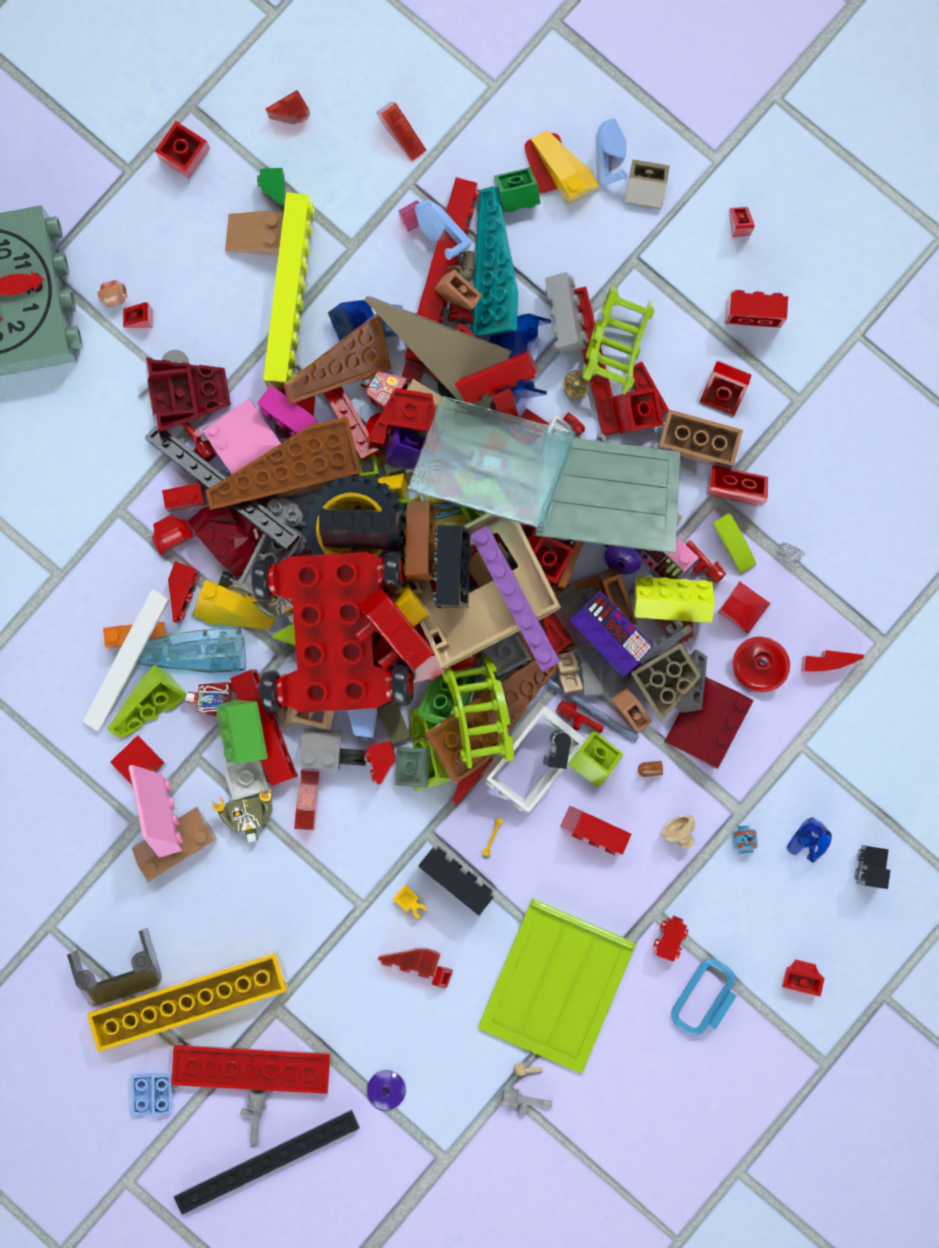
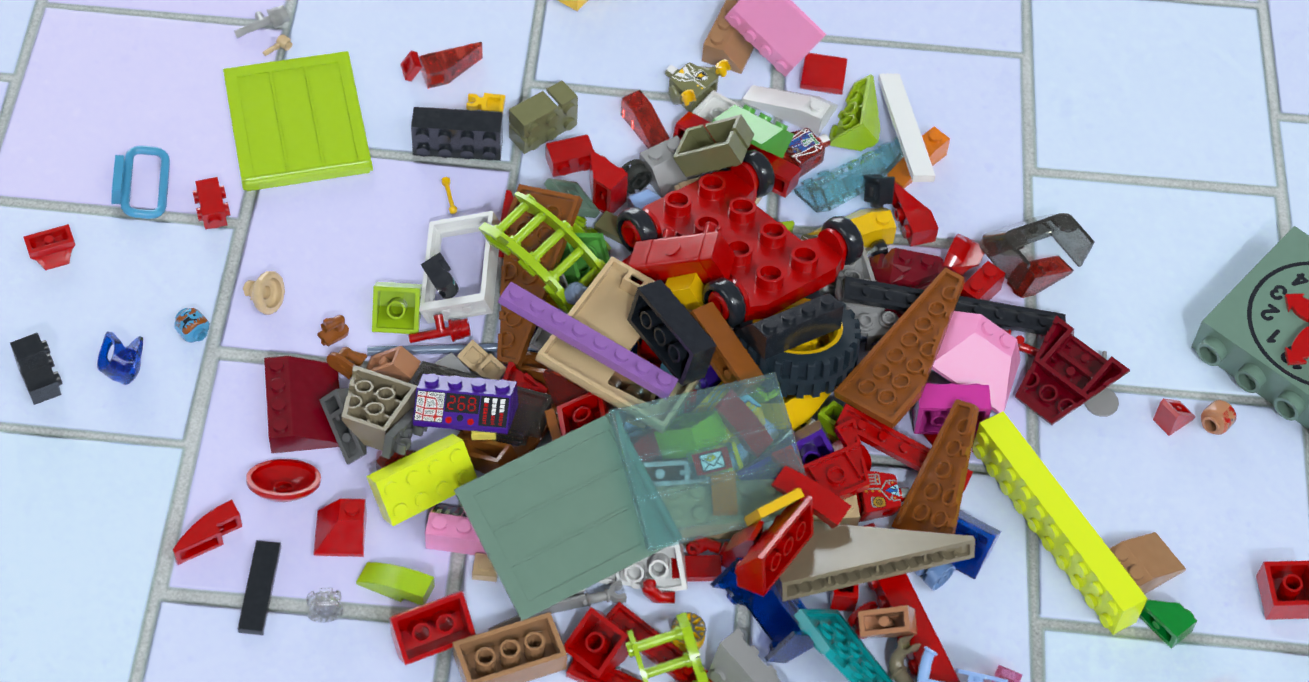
camera: 140 degrees right, 30 degrees down
(133, 480) = (1042, 275): none -> clear red slope
(139, 516) = (1004, 244): none -> clear smoke windscreen
(182, 744) = (792, 107): none -> white wedge
(195, 621) = (878, 190): none -> black window
(291, 724) = (700, 153): none -> olive piece
(382, 852) = (540, 119): none -> olive piece
(384, 809) = (569, 155): none -> red brick
(444, 398) = (826, 504): none -> red slope
(478, 401) = (774, 506): none -> yellow tile
(481, 661) = (574, 292): none -> sand blue plate
(596, 831) = (351, 245): red wedge -> none
(655, 743) = (344, 361): none -> dark orange piece
(713, 571) = (397, 541): red piece -> none
(819, 601) = (259, 588): none -> black tile

